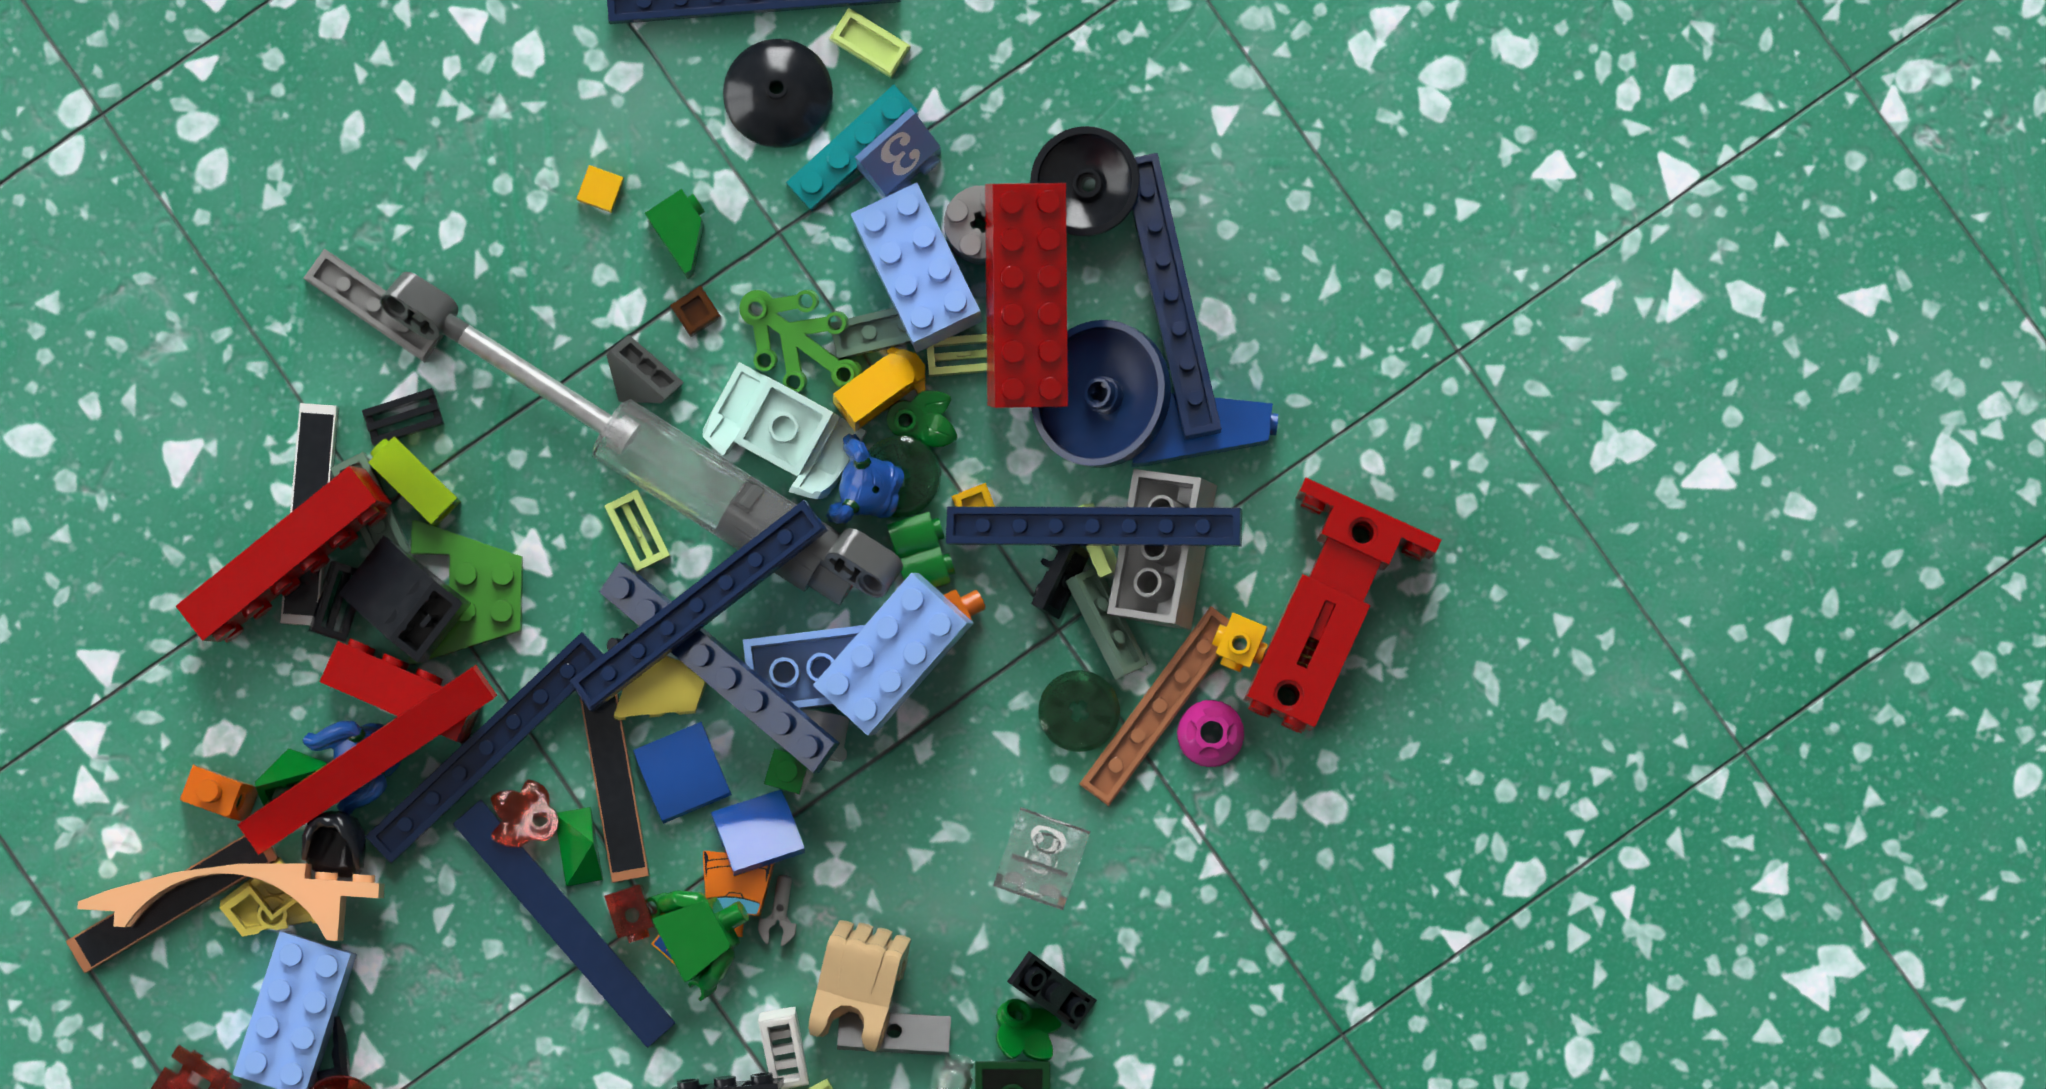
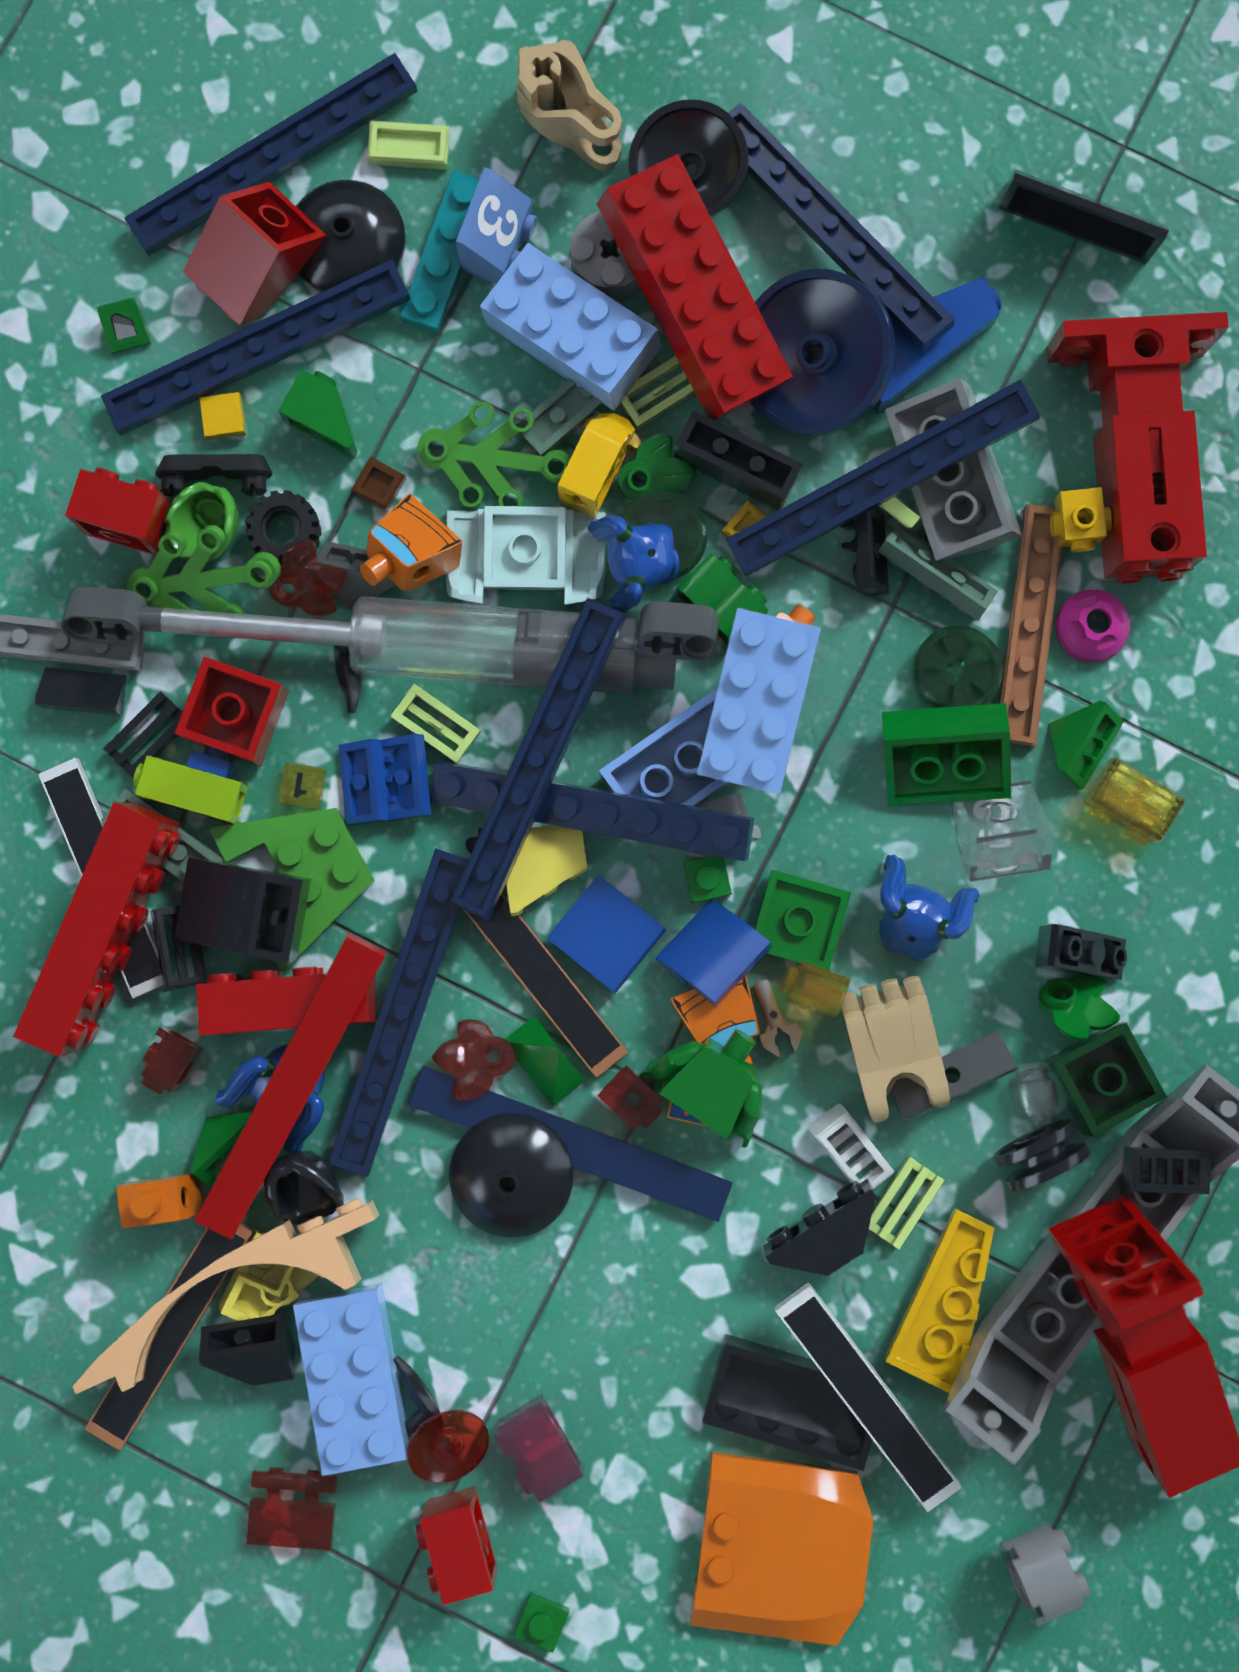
camera: 30 degrees left, 0 degrees up
(228, 948) = (250, 1349): none -> black slope
(283, 688) = (169, 1061): none -> clear red brick
(369, 354) = (82, 691): none -> black slope
(443, 469) = (212, 762): none -> blue plate
(473, 227) = (118, 510): none -> red brick
(479, 437) = (232, 711): none -> red brick
(504, 524) = (302, 786): none -> clear yellow tile
(507, 317) = (194, 580): none -> bright green plant
(527, 920) = (516, 1149): none -> black dish
(536, 271) = (200, 507): none -> bright green hair
(540, 214) = (177, 469): none -> black piece
(559, 73) = (124, 325): none -> green slope
(572, 554) = (384, 779): none -> blue slope
(585, 459) = (348, 679): none -> black bar
(598, 365) = (312, 581): none -> clear red plate
(599, 331) = (273, 506): none -> black tyre
(655, 148) = (255, 347): none -> dark blue plate
(690, 379) = (410, 547): none -> orange torso
(693, 71) = (251, 251): none -> slope
(819, 903) = (814, 989): none -> clear yellow brick
(843, 844) = (801, 919): none -> green plate
(939, 889) = (920, 913): none -> blue hair
(991, 448) = (737, 460): none -> black brick
(1021, 98) = (558, 72): none -> tan piece
(1029, 774) = (947, 754): none -> green slope
(1149, 822) = (1083, 740): none -> green slope
(1160, 892) = (1133, 802): none -> clear yellow brick
(1384, 393) = (1082, 217): none -> black slope

